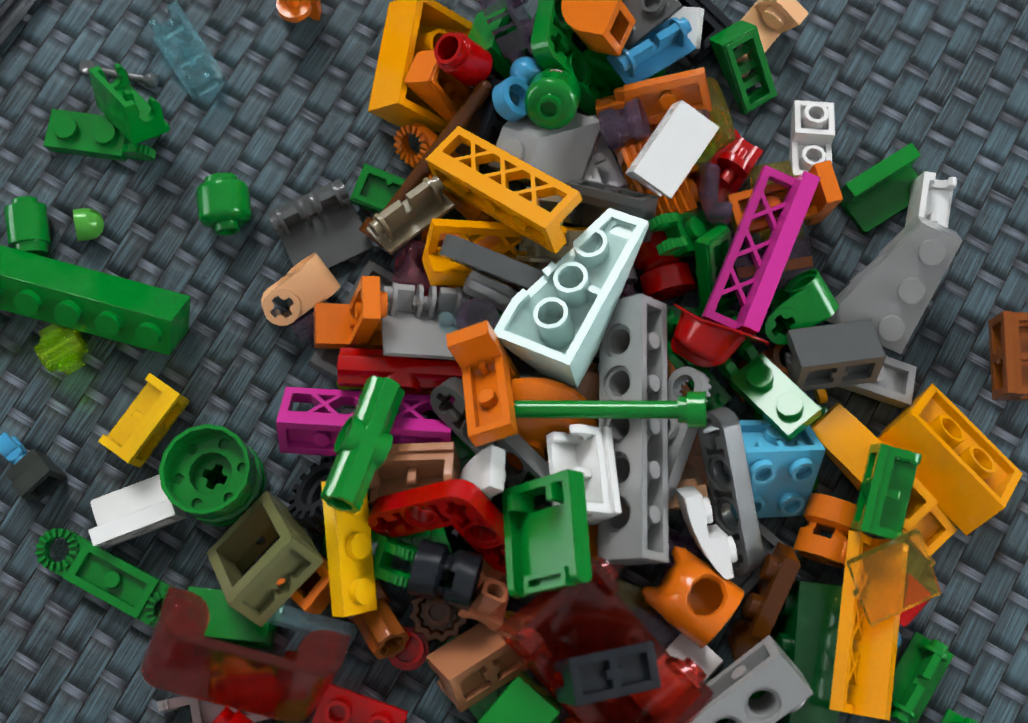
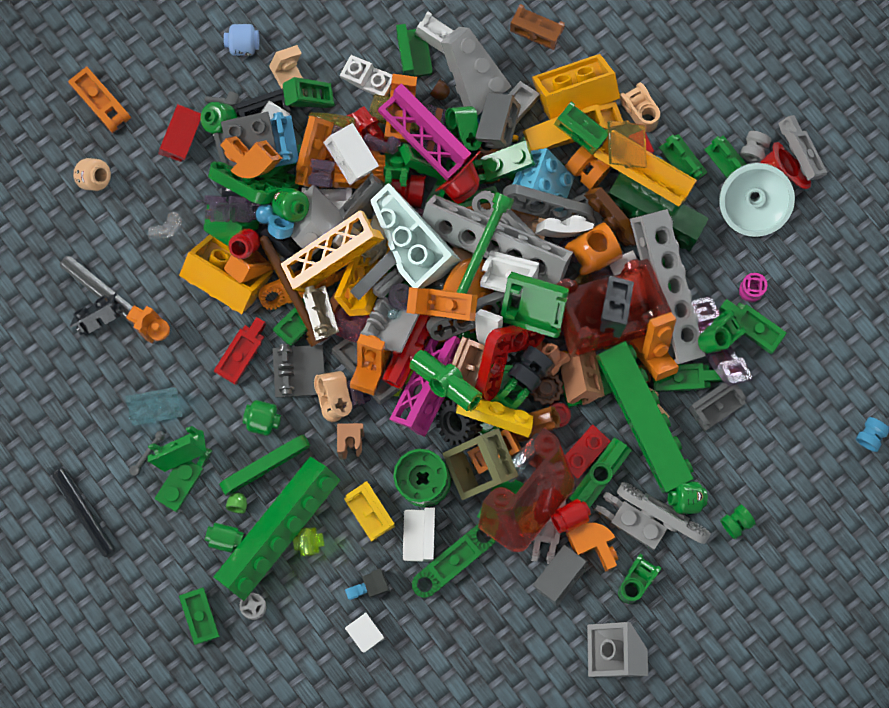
camera: 70 degrees left, 0 degrees up
(158, 239) = (264, 465): none -> green beam
(232, 333) = (351, 436): none -> nougat hinge
(315, 136) = (241, 352): none -> red hinge
(842, 253) = (441, 90): none -> reddish brown hinge
(973, 570) = (638, 103): none -> light nougat piece

